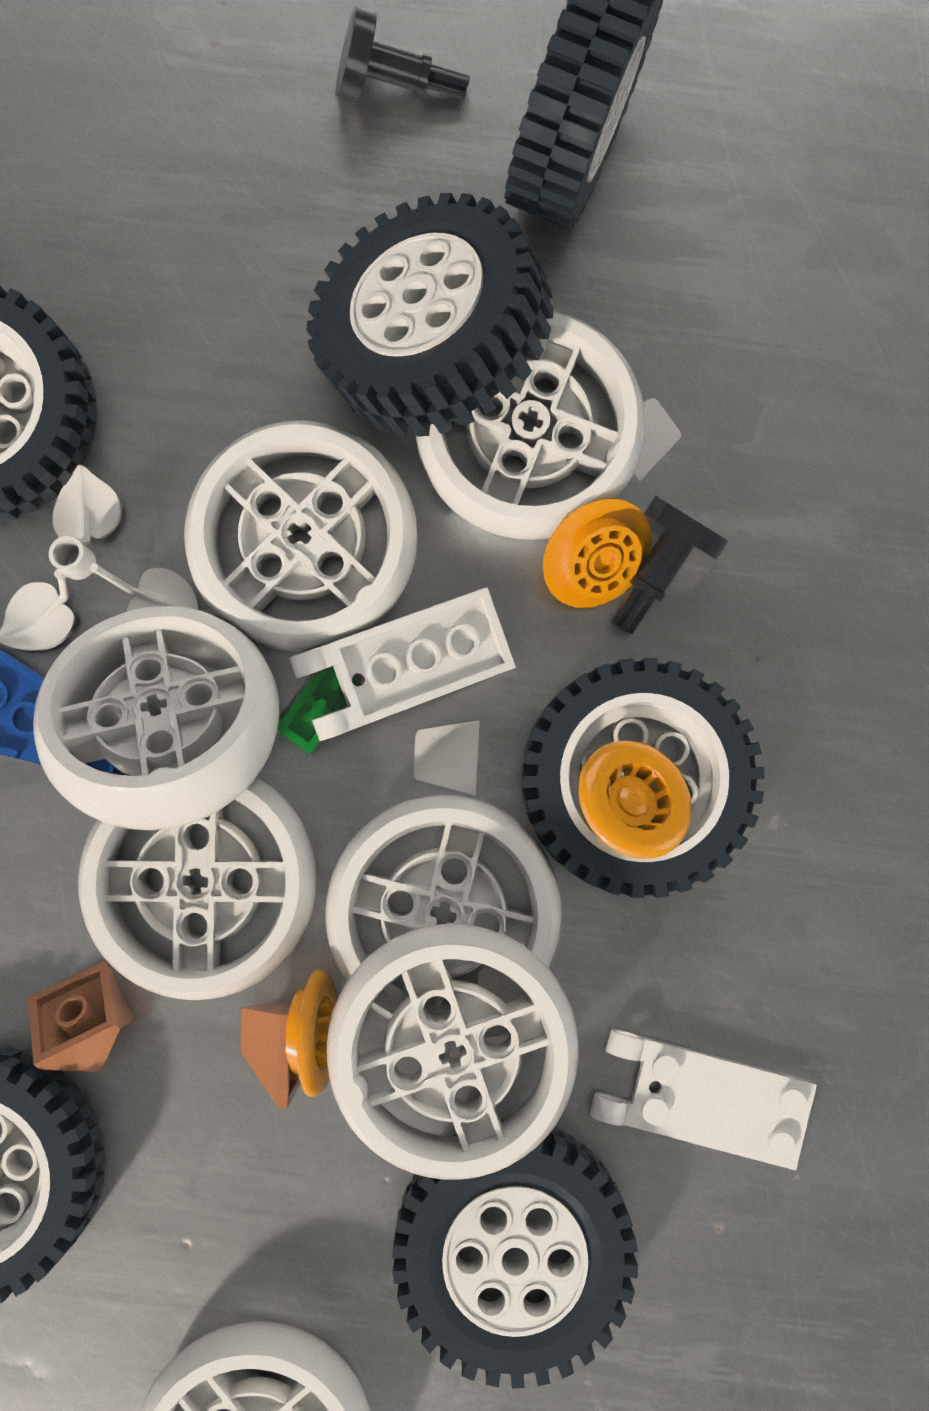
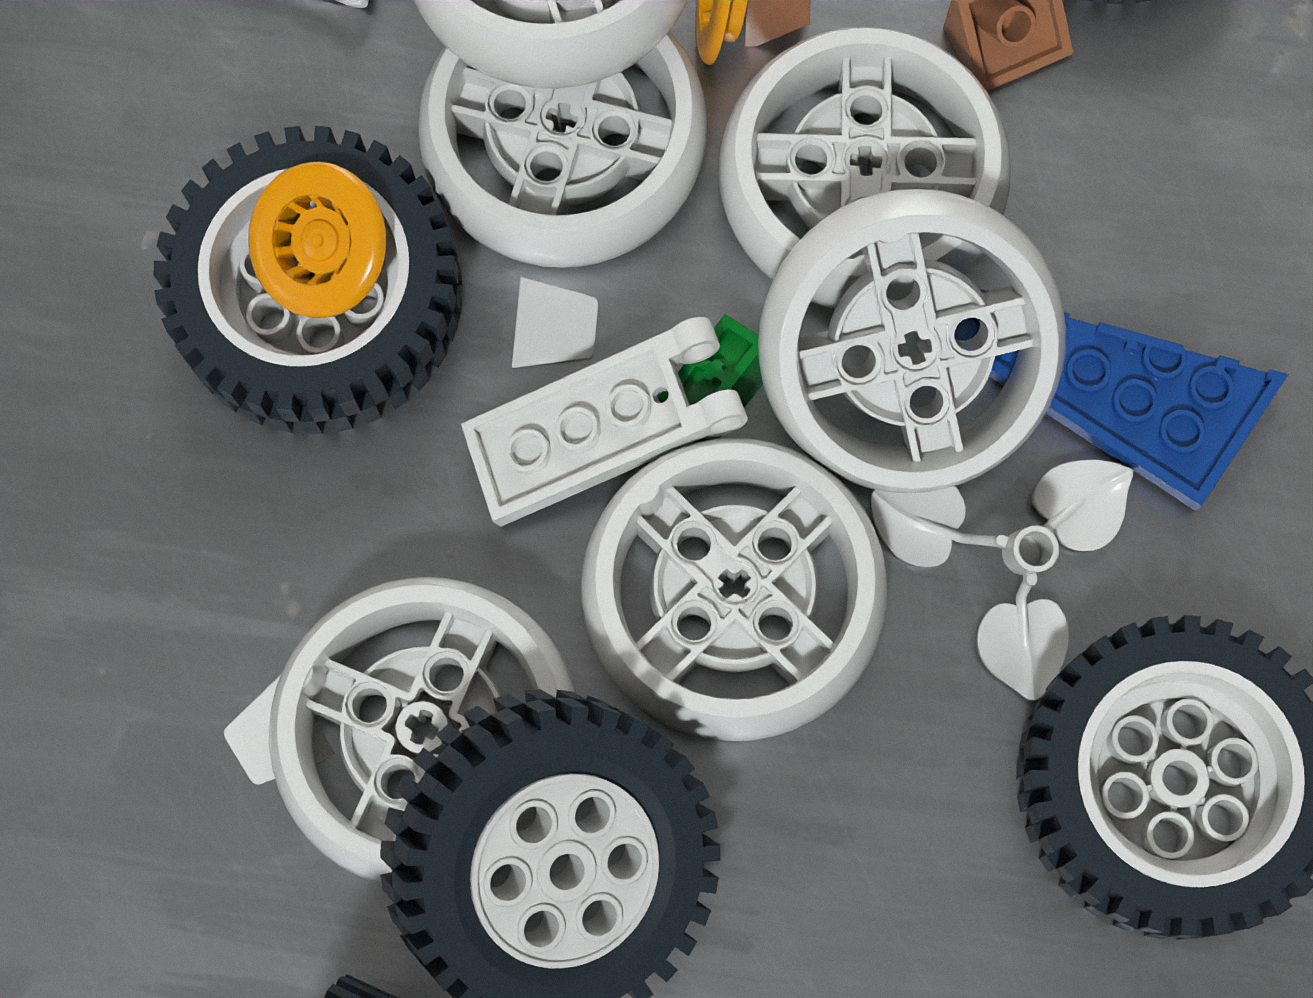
camera: 170 degrees left, 10 degrees down
(602, 559) = (344, 555): light orange wheel -> none
(664, 560) = (233, 580): black piece -> none

